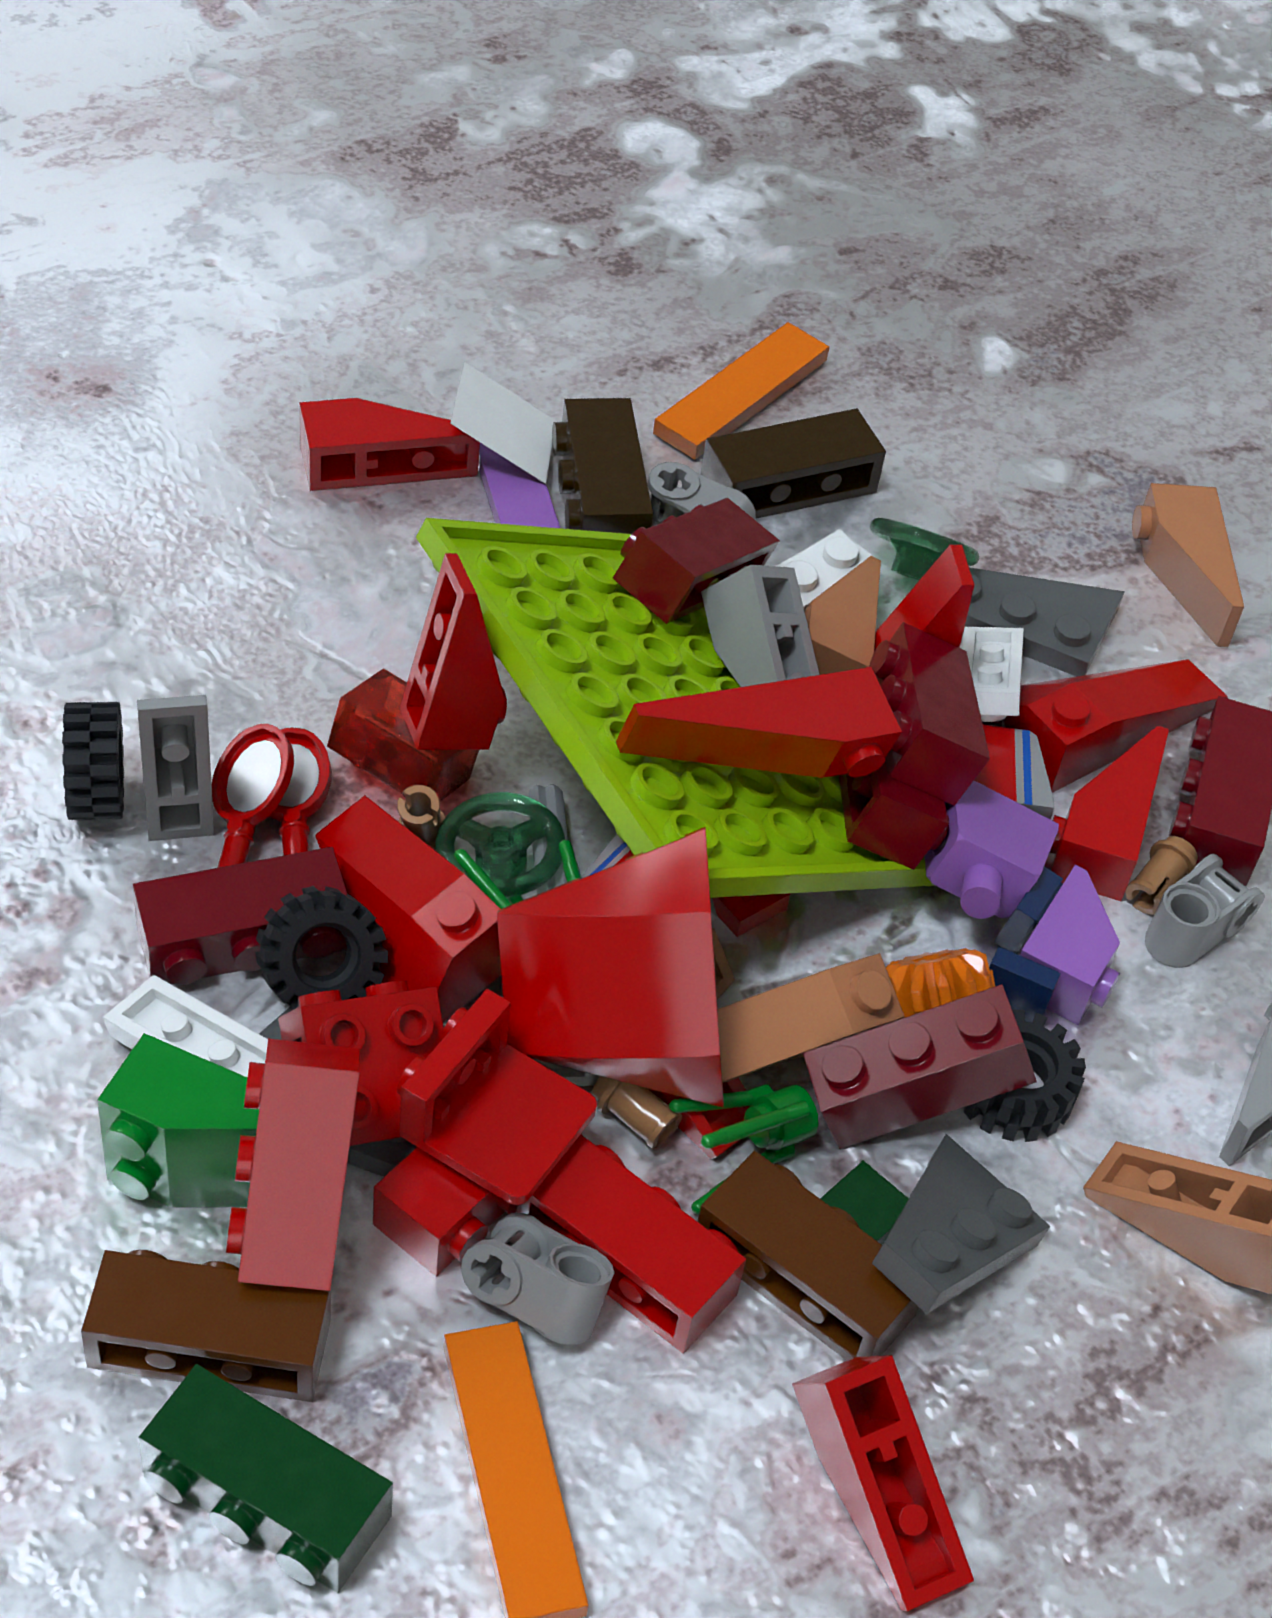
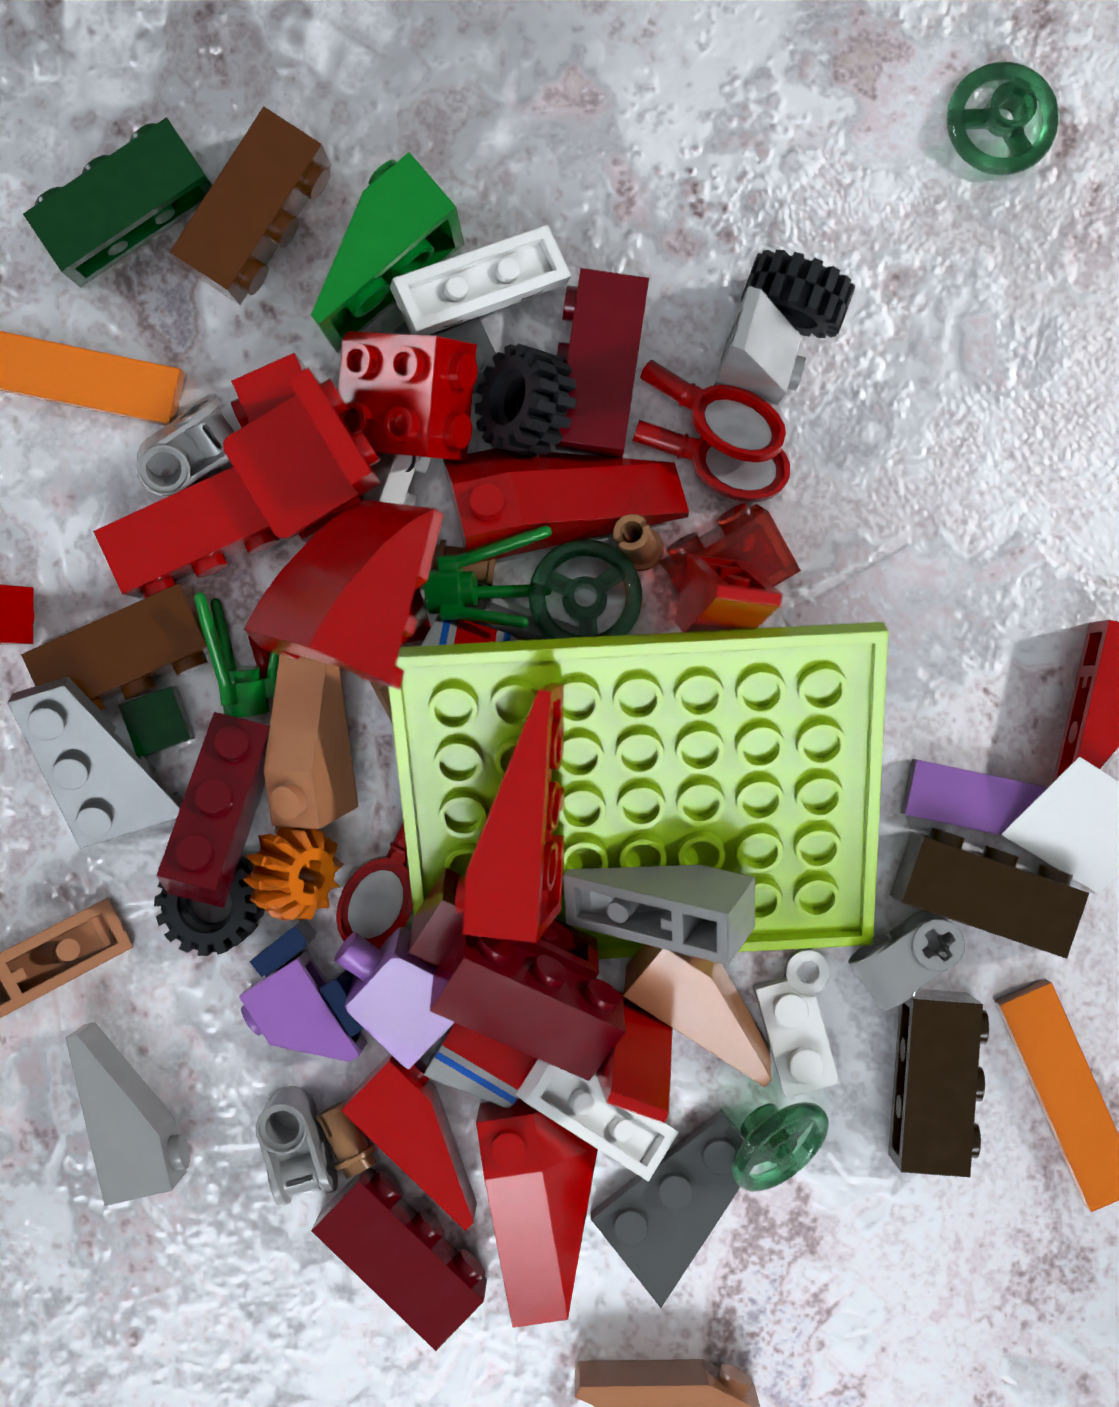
camera: 120 degrees right, 40 degrees up
(294, 1164) = (292, 272): red brick -> none
(689, 553) = (811, 901): dark red brick -> none
(896, 927) = (377, 896): none -> piece

